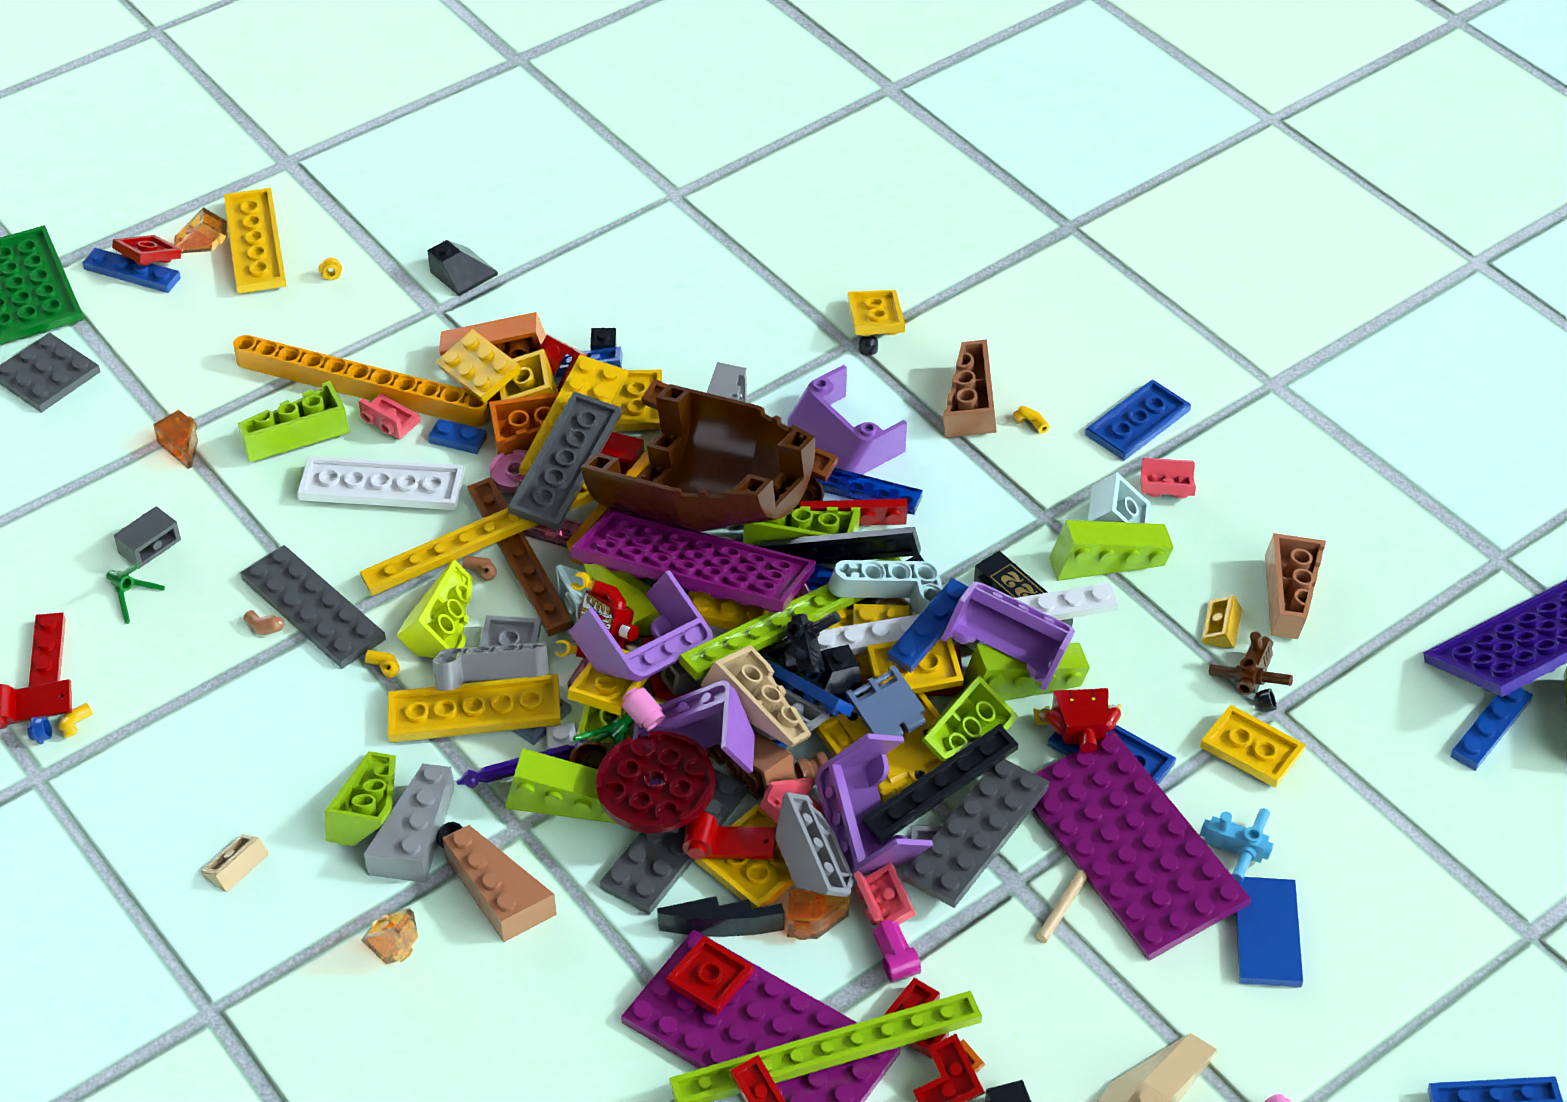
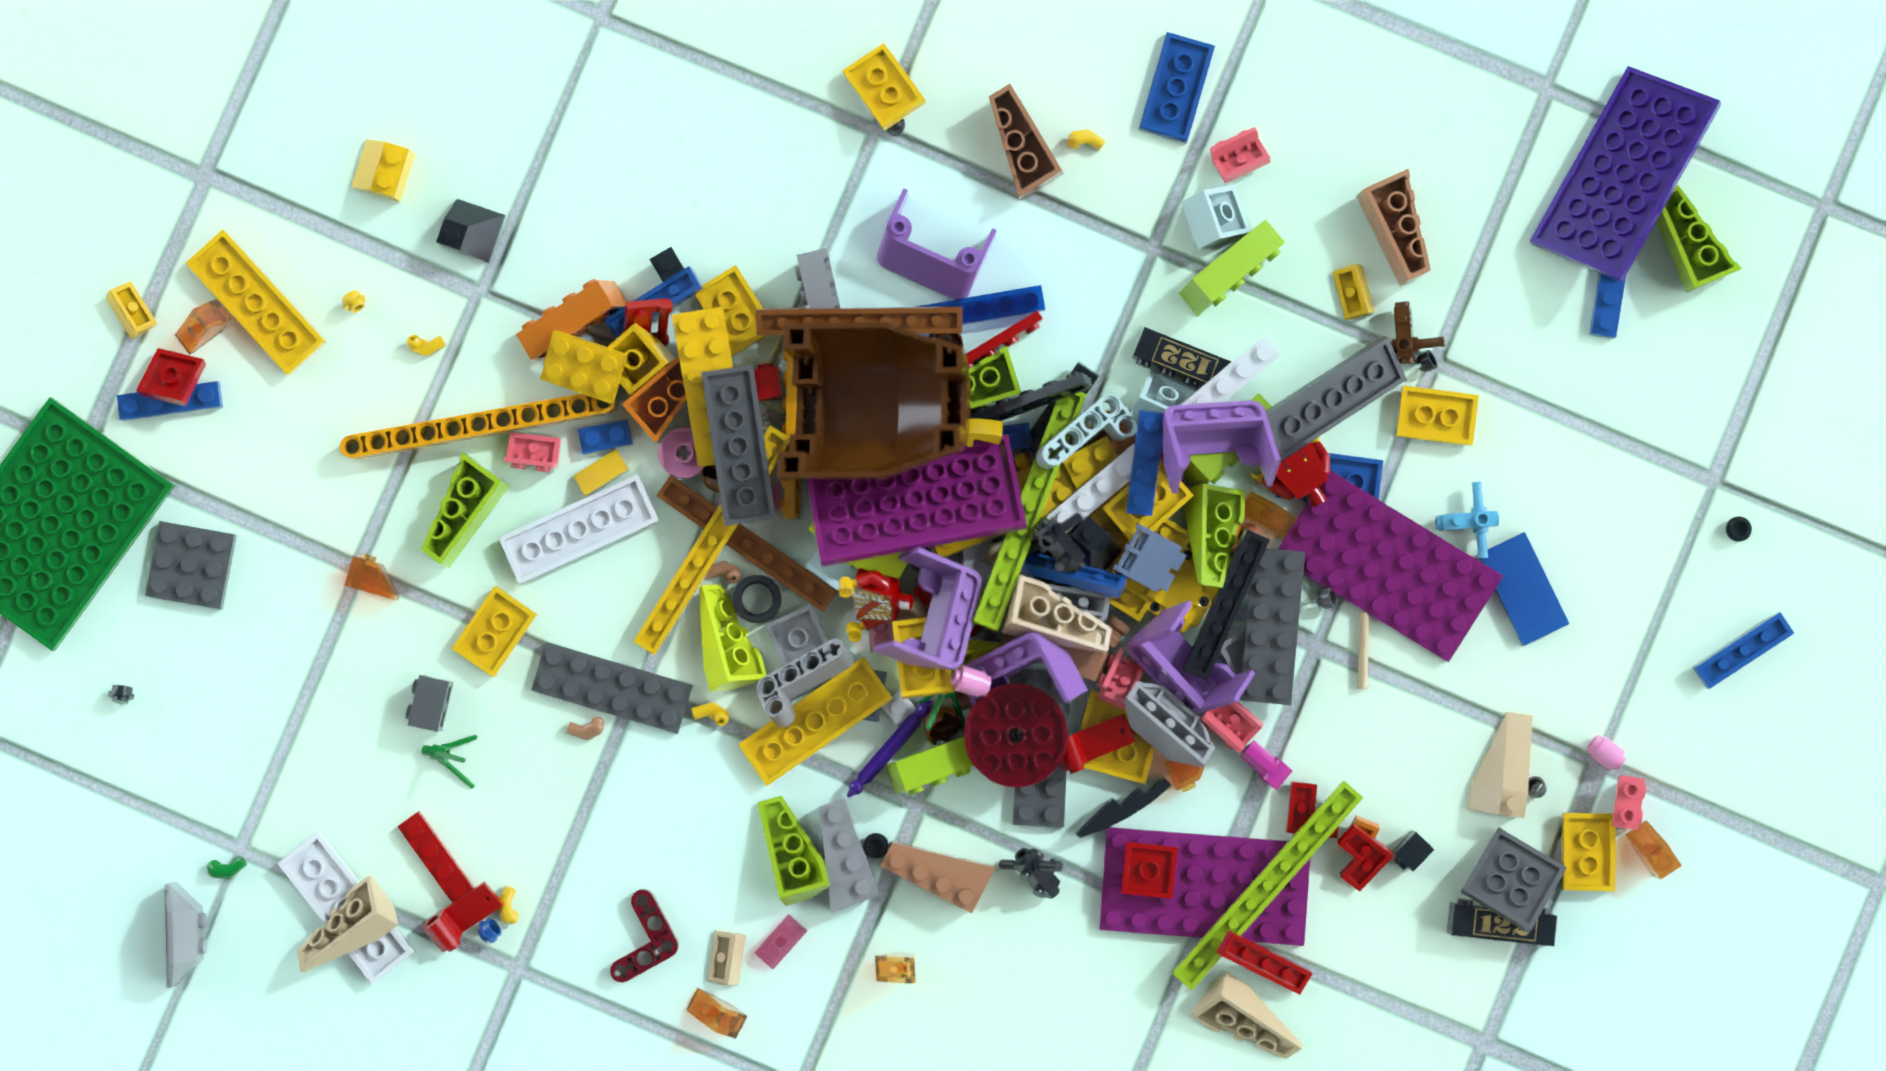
camera: 25 degrees left, 40 degrees up
(156, 208) = (130, 309): none -> yellow slope
(182, 812) = (656, 937): none -> dark red beam
(186, 898) = (716, 1013): none -> clear orange slope
(247, 518) = (494, 631): none -> yellow plate
(296, 873) = (780, 941): none -> clear pink plate
(360, 319) = (424, 347): none -> yellow arm
(428, 207) = (383, 169): none -> yellow slope
(435, 455) = (601, 473): none -> yellow slope
(495, 581) = (744, 584): none -> black tyre
(592, 922) = (1036, 871): none -> black piece
(782, 542) = (984, 430): none -> yellow slope
(1034, 749) = (1268, 515): none -> clear orange slope
(1048, 842) = (1326, 598): none -> dark grey hinge
(1155, 674) = (1334, 396): none -> dark grey plate
(1540, 984) = (1738, 529): none -> black plate

